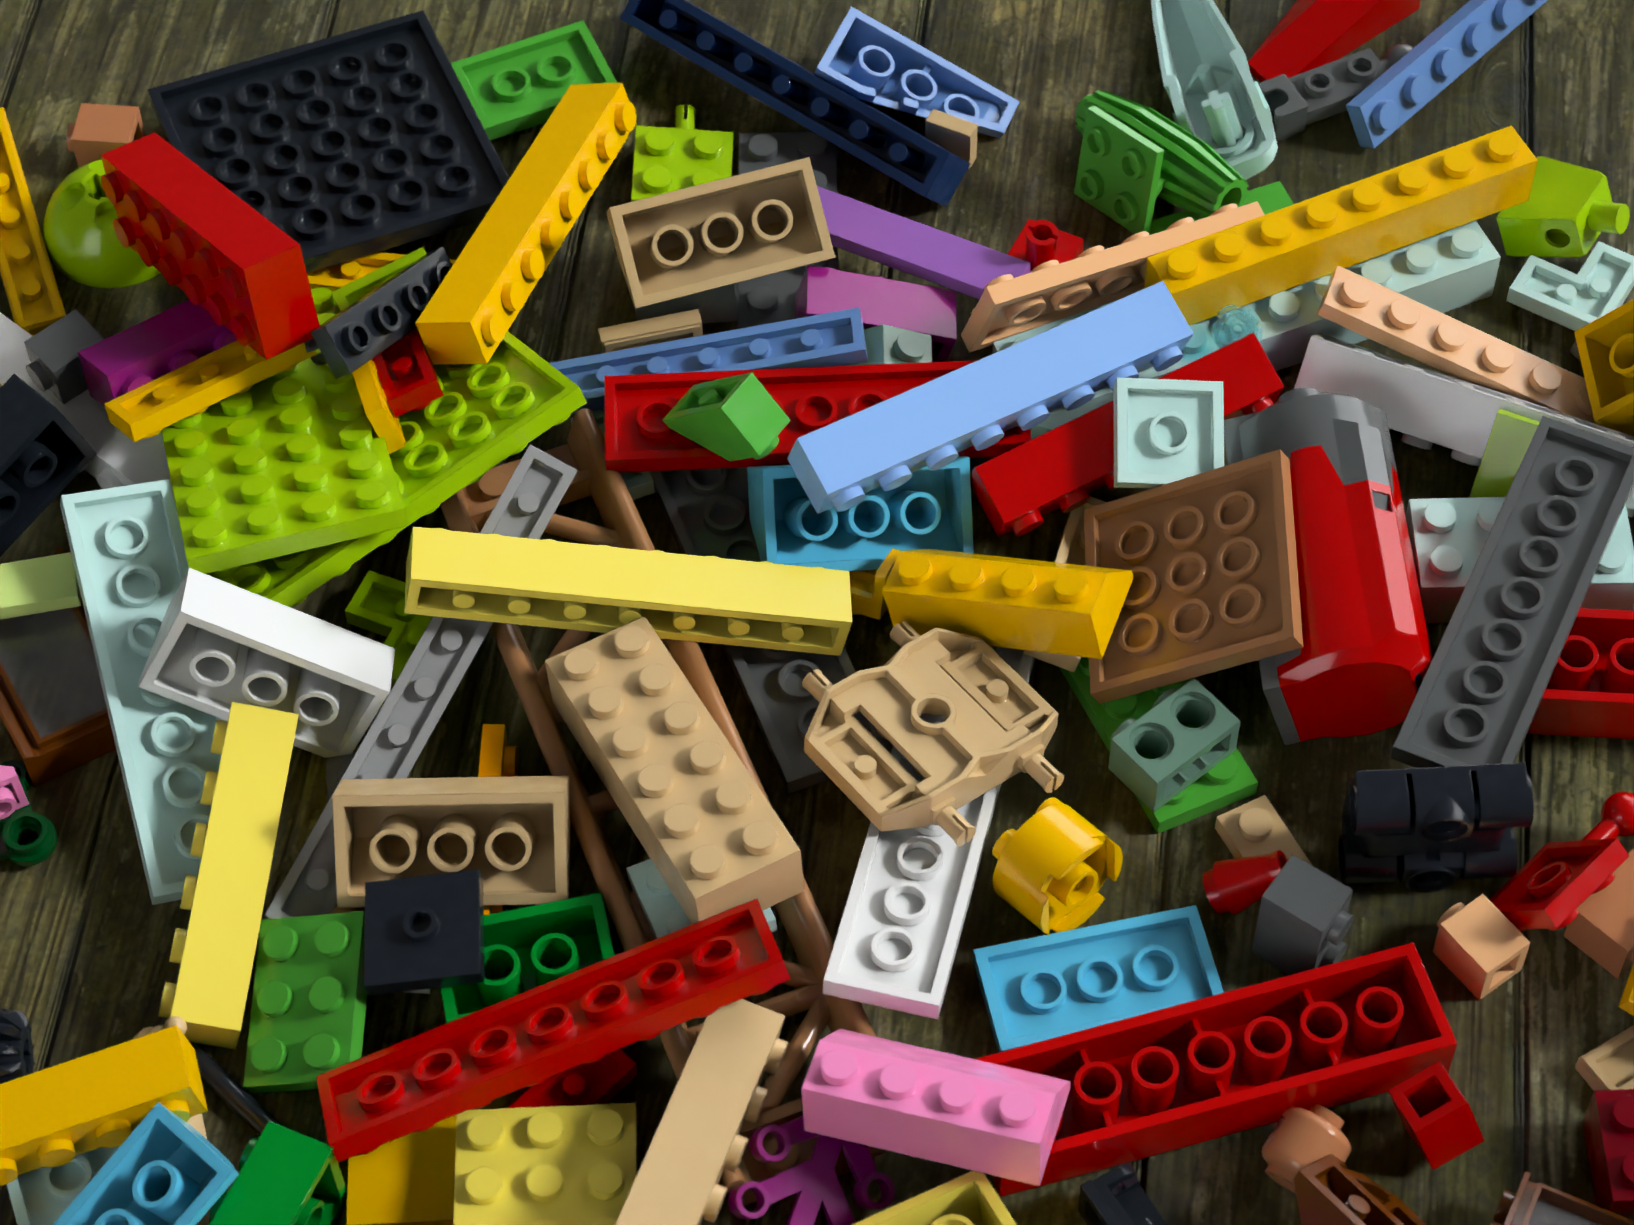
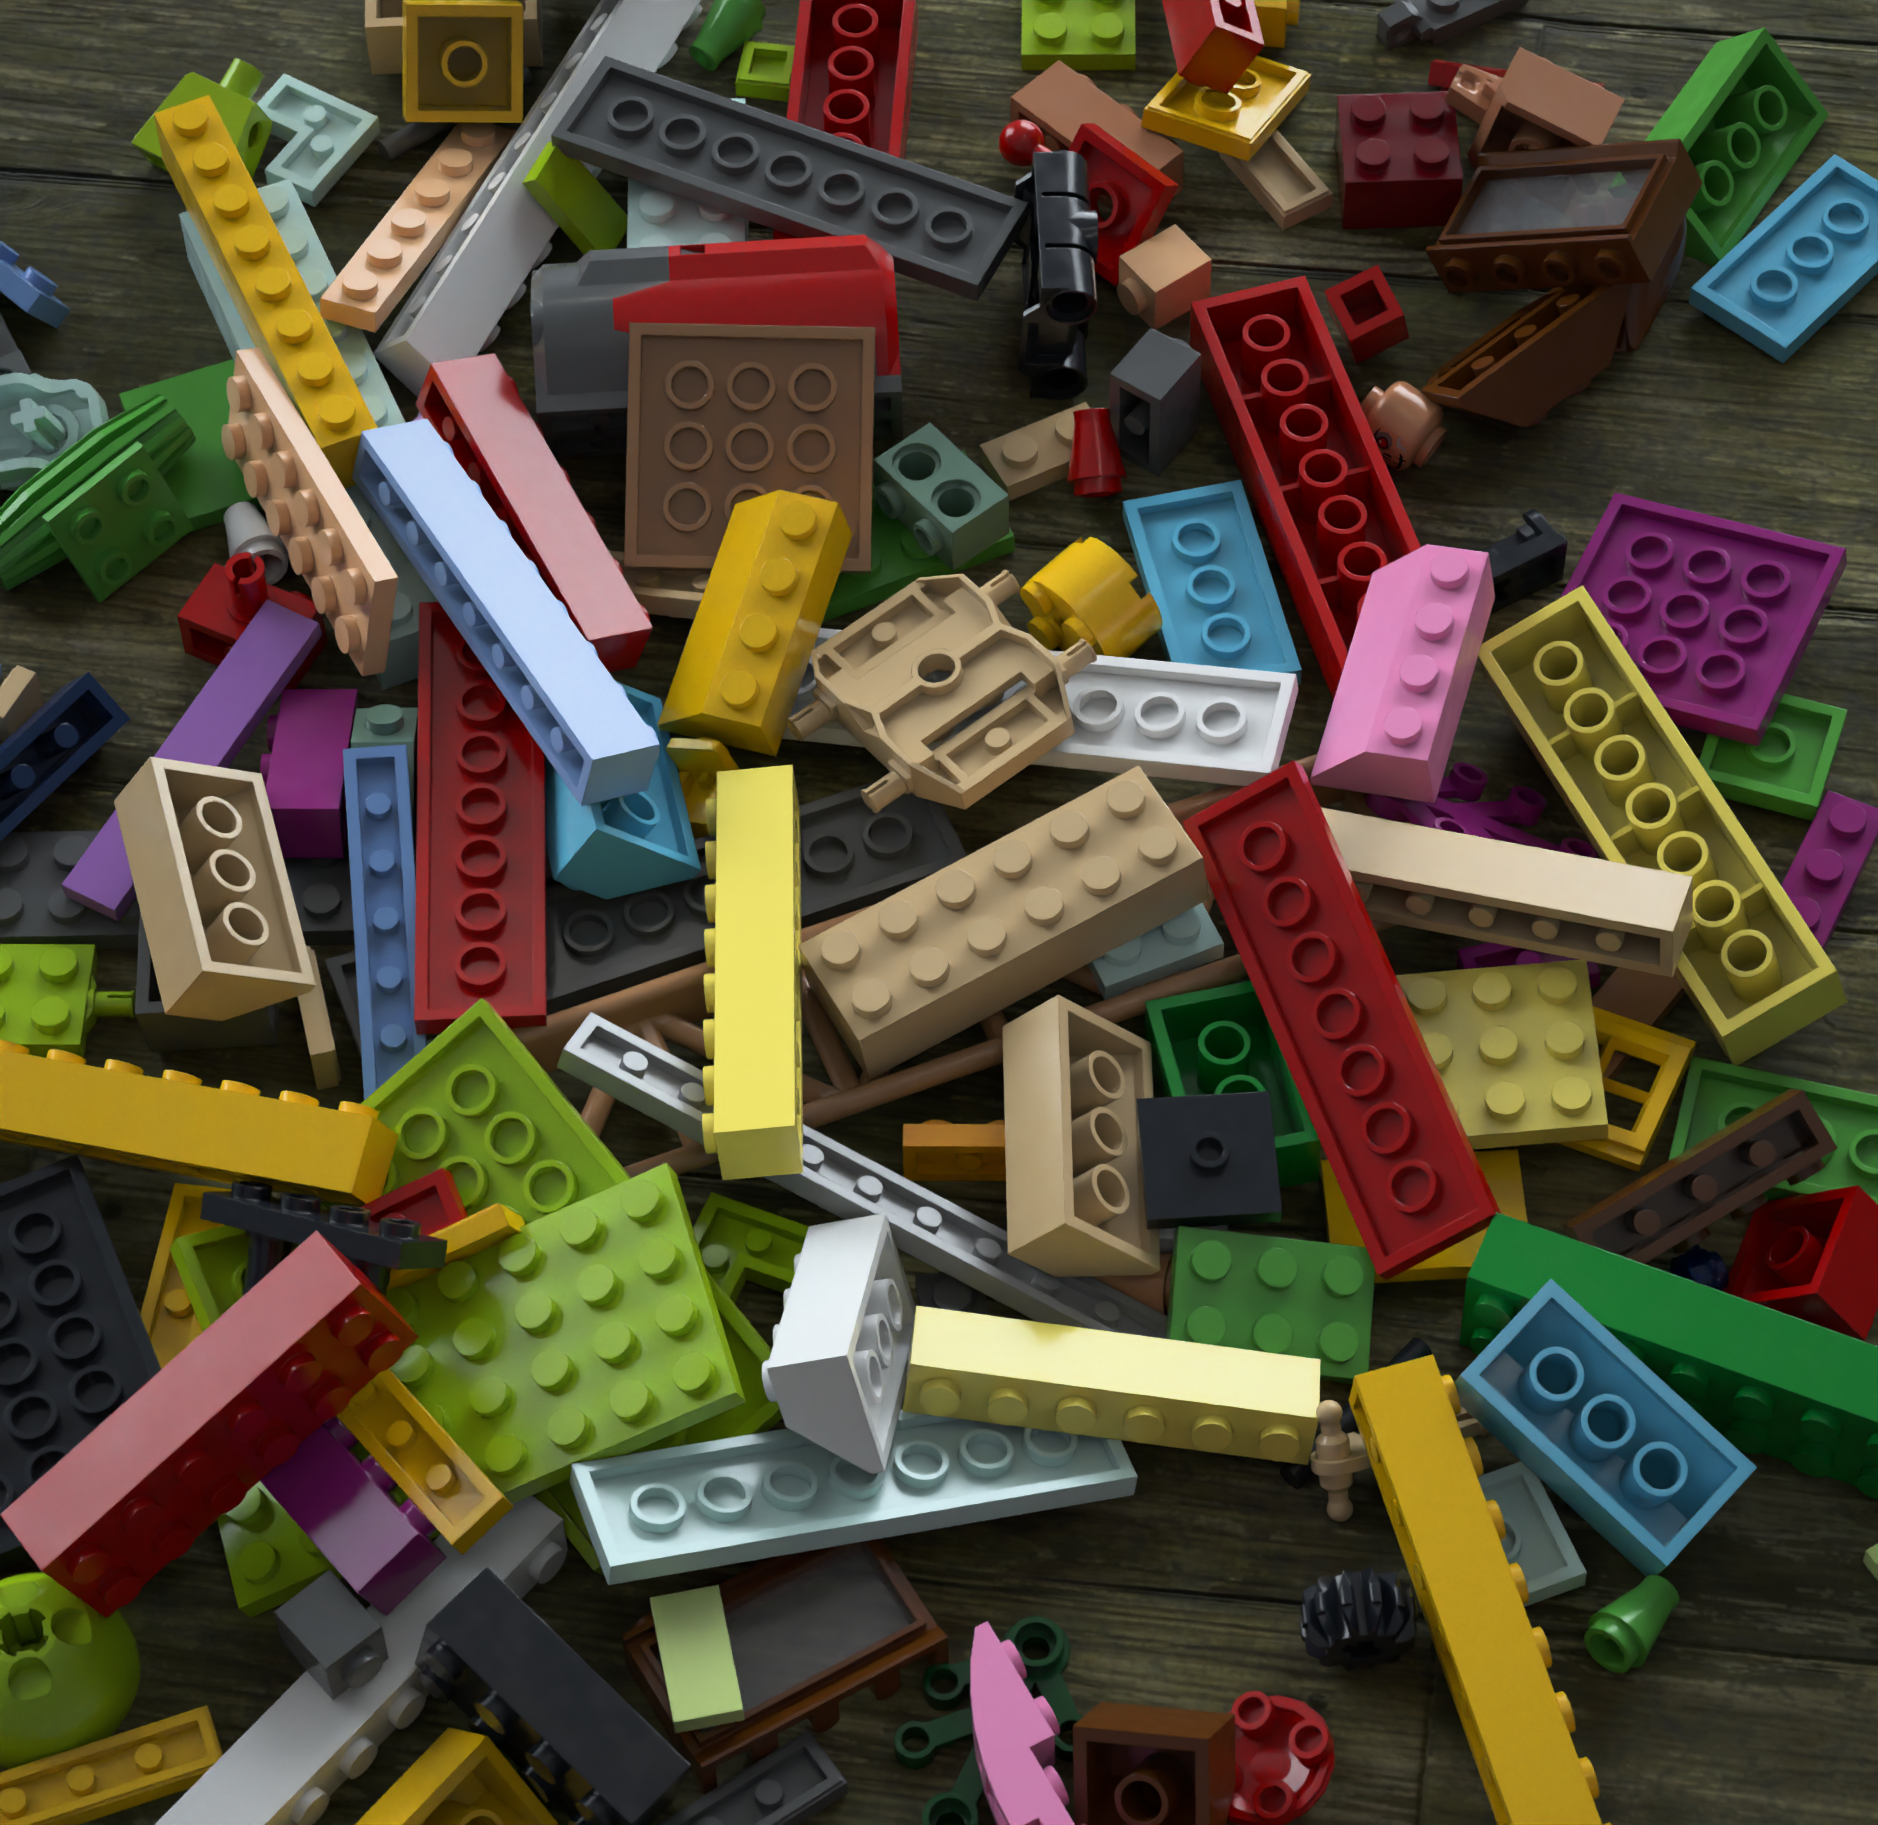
camera: 90 degrees left, 0 degrees up
(730, 417) = (508, 872): bright green slope -> none
(1166, 430) = (563, 452): light aqua plate -> none
(1232, 315) = (394, 401): clear light blue plate -> none

